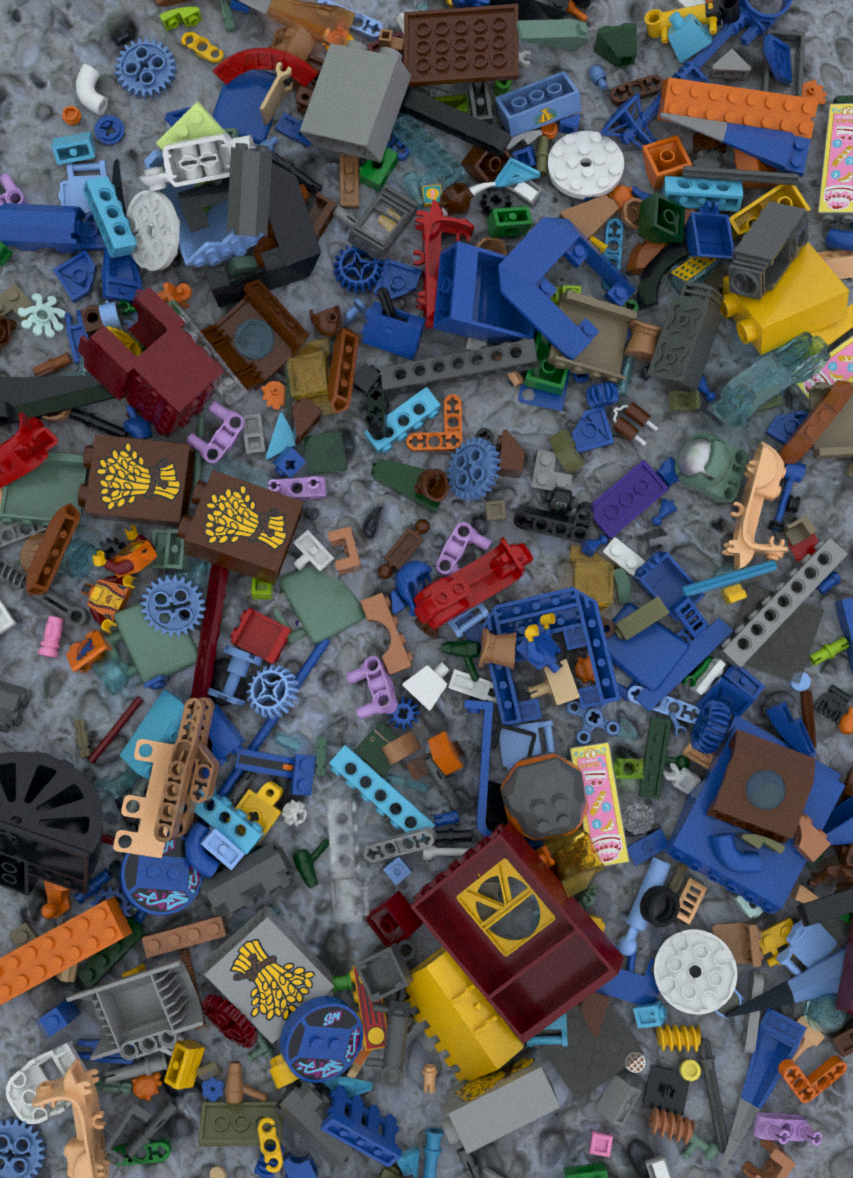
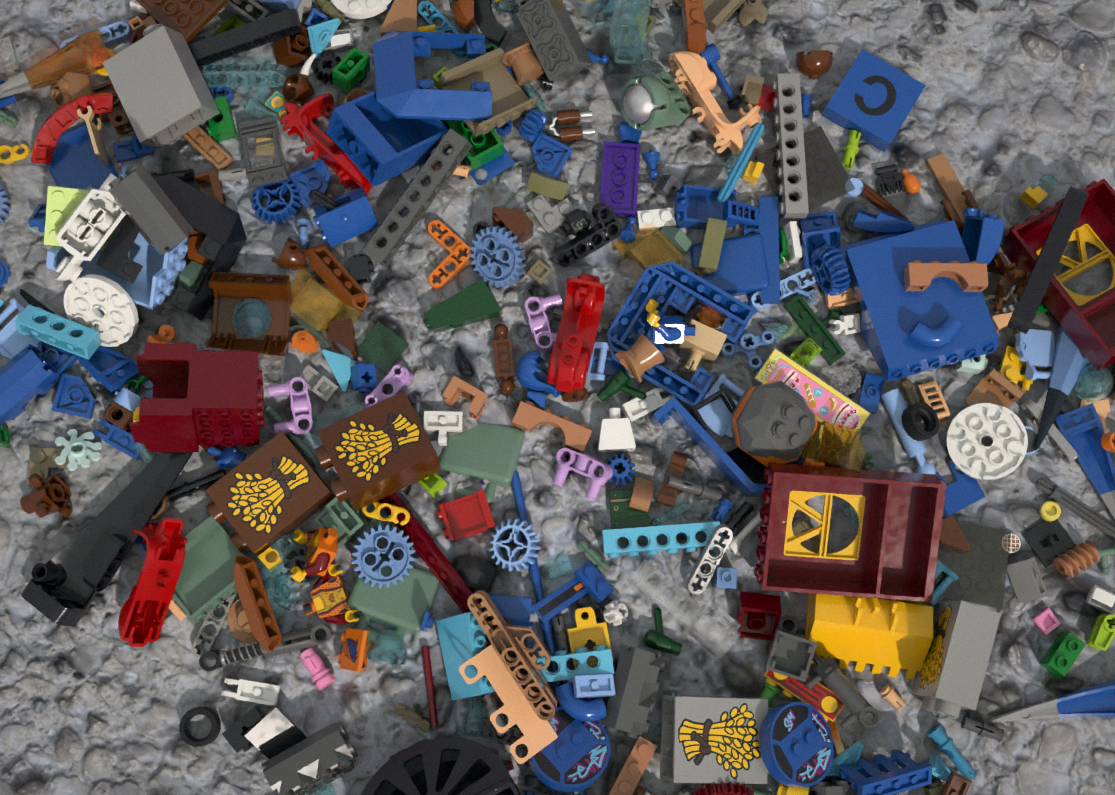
camera: 50 degrees left, 5 degrees down
(52, 365) = (120, 477): dark orange axle -> none
(105, 528) = (277, 552): none -> leg
(197, 570) = (395, 510): none -> yellow piece
(237, 667) = (474, 553): medium blue piece -> none
(377, 402) = (385, 278): black beam -> none
(422, 399) = (414, 244): medium azure brick -> none
(431, 485) = (481, 294): reddish brown helmet -> none
(444, 753) = (676, 465): orange slope -> none
(650, 1015) = (988, 501): medium azure bracket -> none
(678, 1037) = (1020, 496): yellow piece -> none
(684, 401) = (590, 78): olive bracket -> none
(756, 842) = (939, 309): olive slope -> none
(763, 787) = (907, 270): reddish brown panel -> none
(785, 425) = (673, 32): blue plate -> none
(793, 504) = (730, 76): black bush -> none

